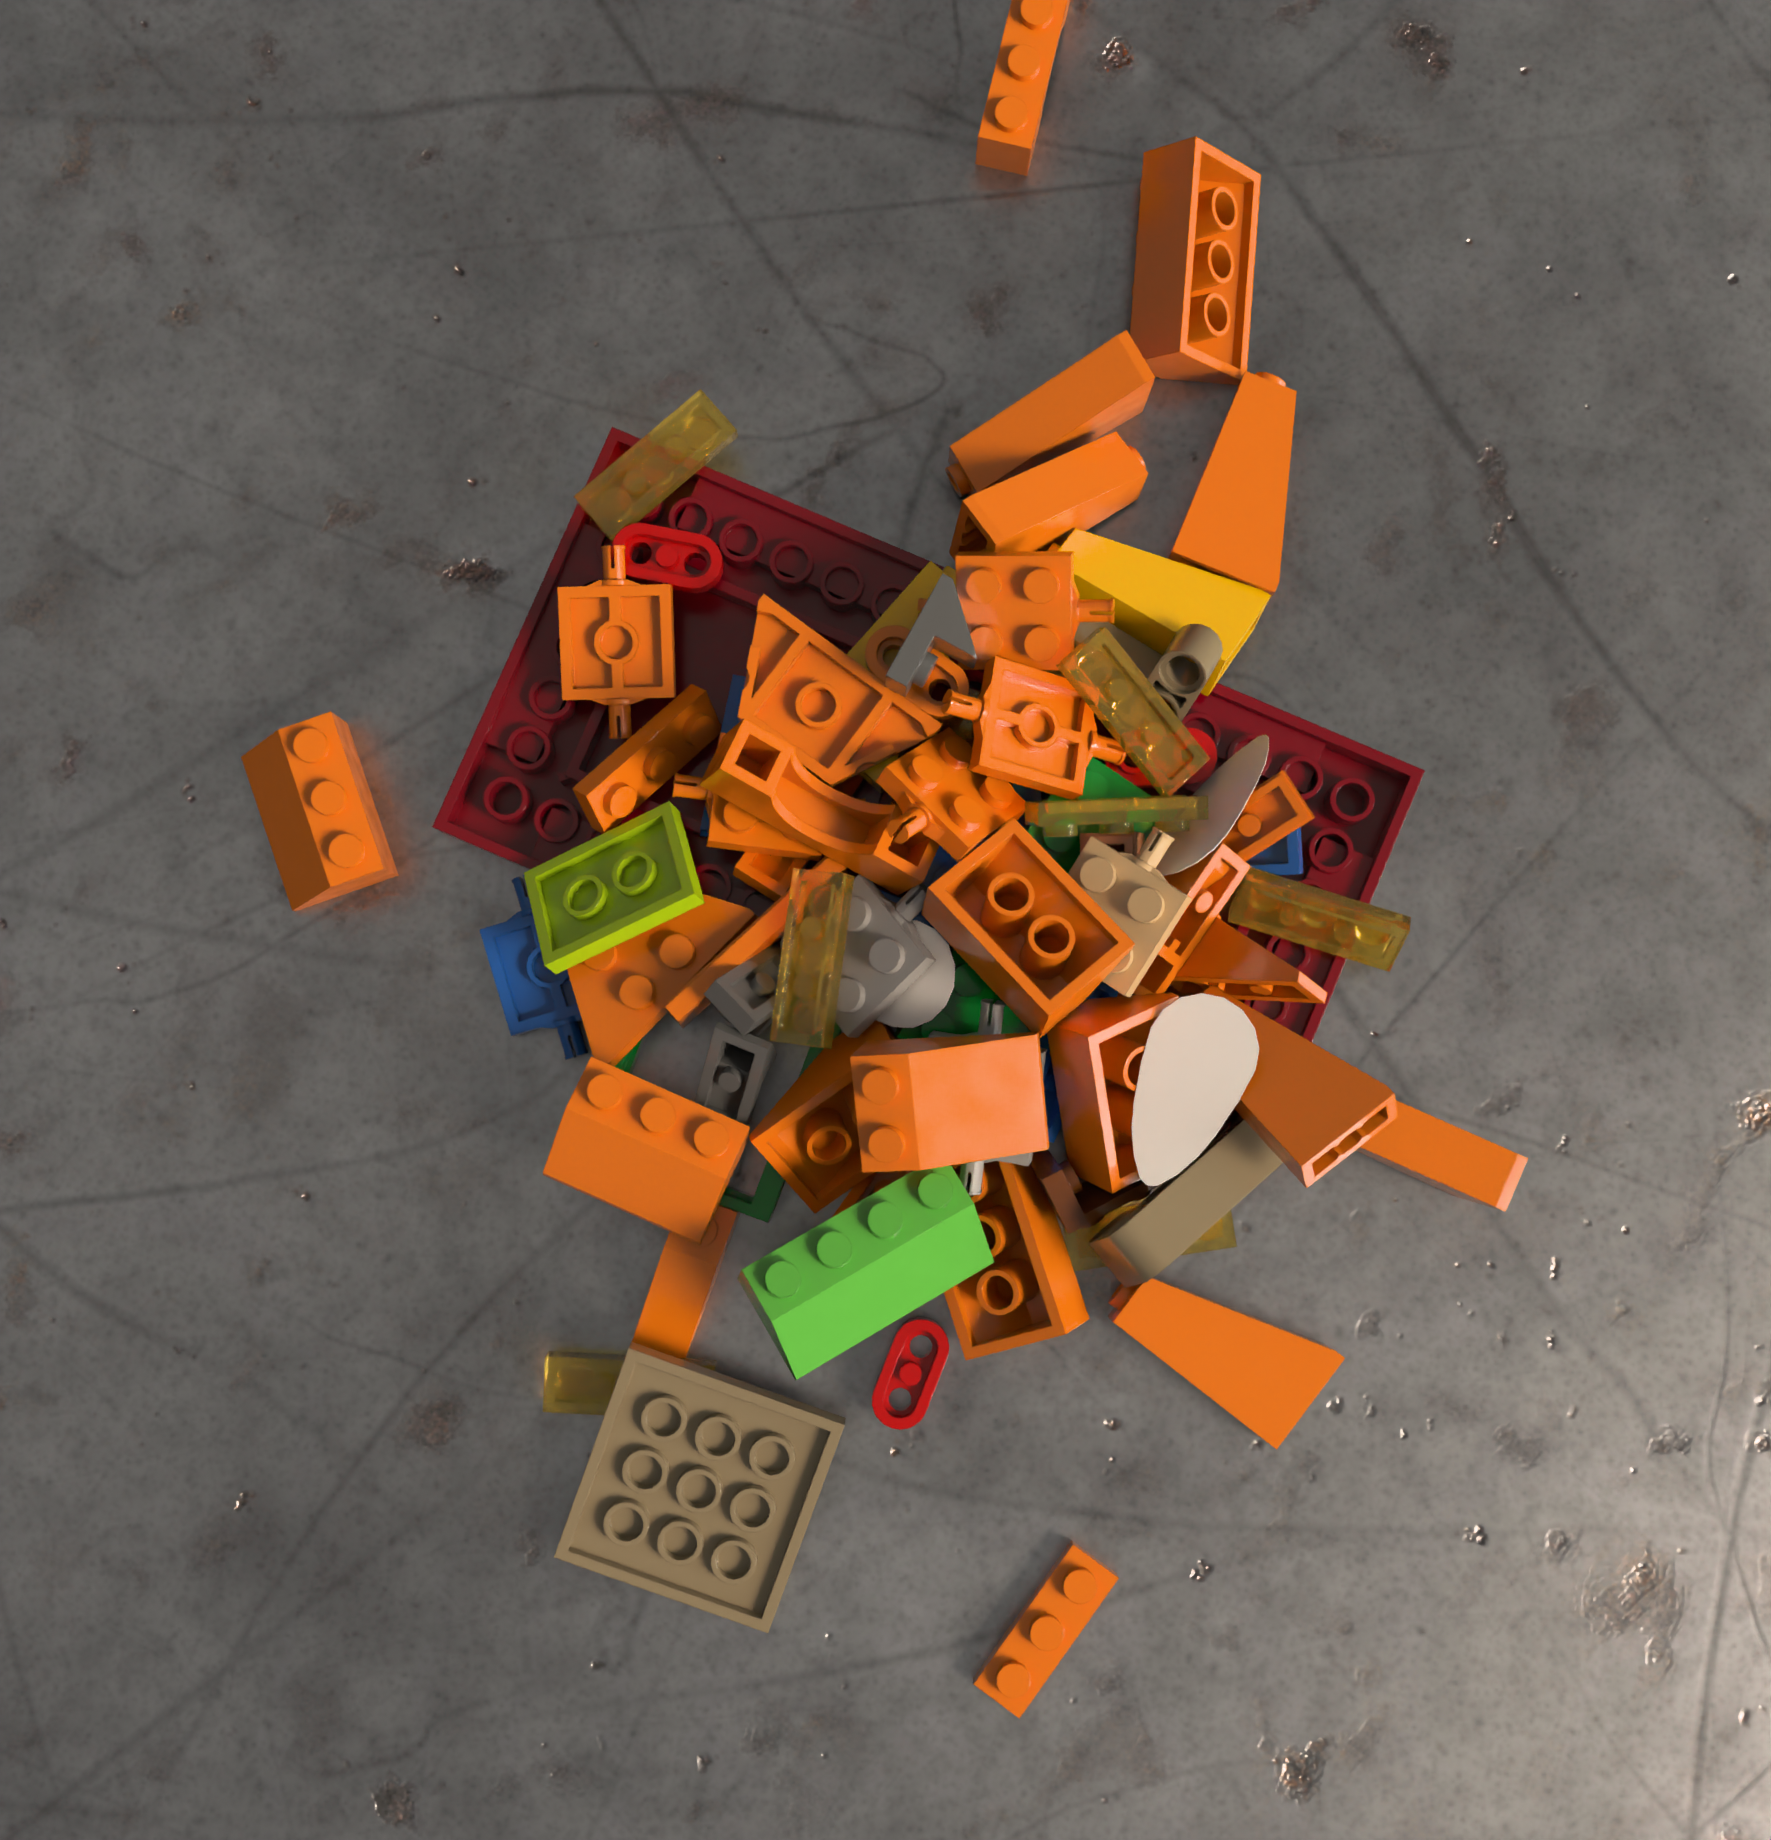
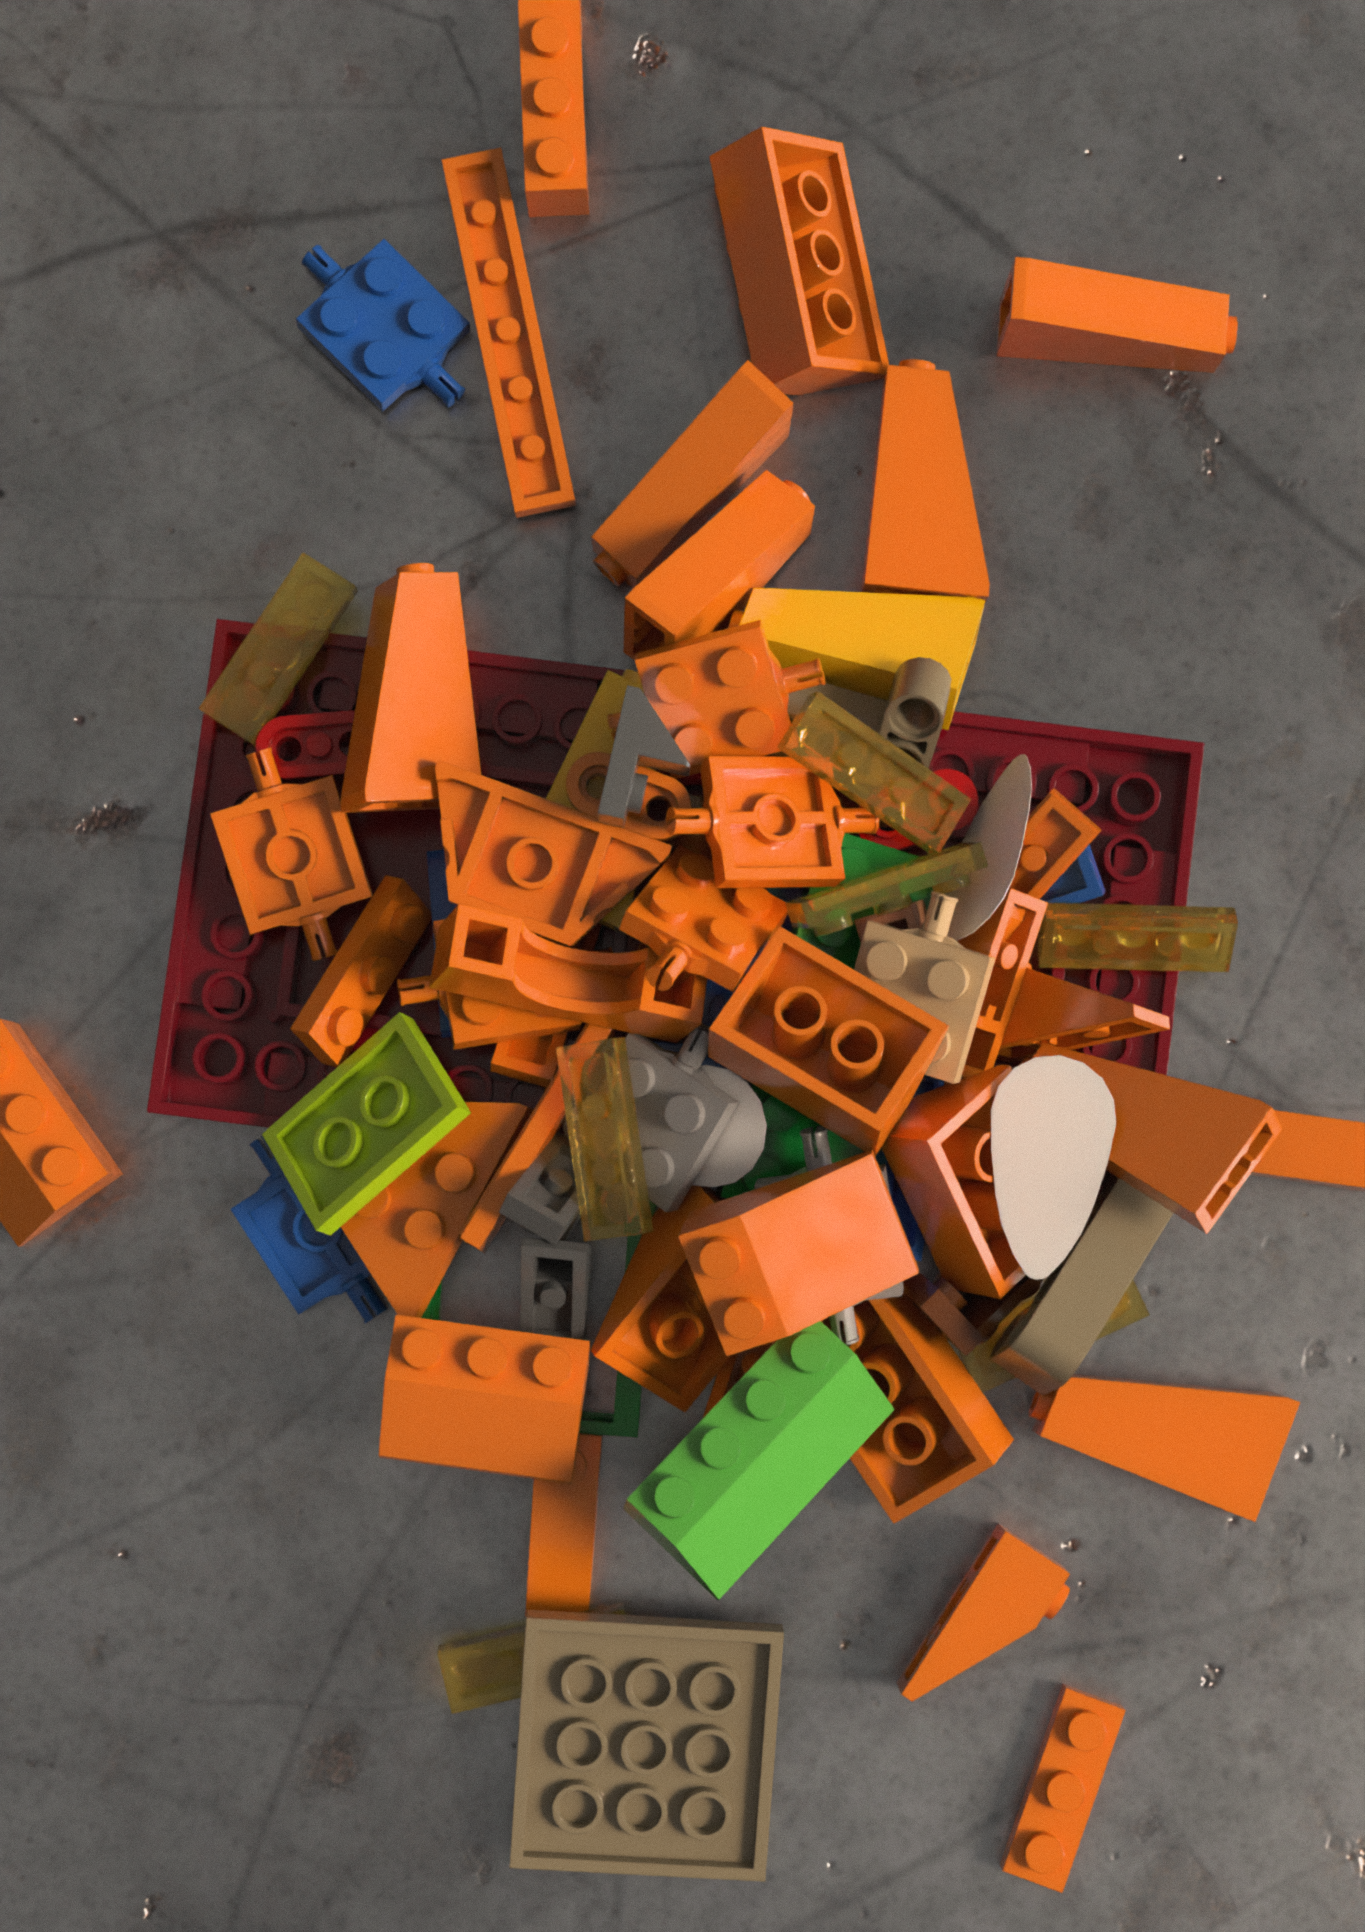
camera: 20 degrees left, 0 degrees up
(757, 535) = (411, 695): none -> orange slope
(825, 220) = (383, 325): none -> blue plate
(911, 1372) = (837, 1553): red plate -> none
(929, 255) = (508, 332): none -> orange plate
(1030, 1456) = (993, 1606): none -> orange slope
(1448, 386) = (1111, 319): none -> orange slope

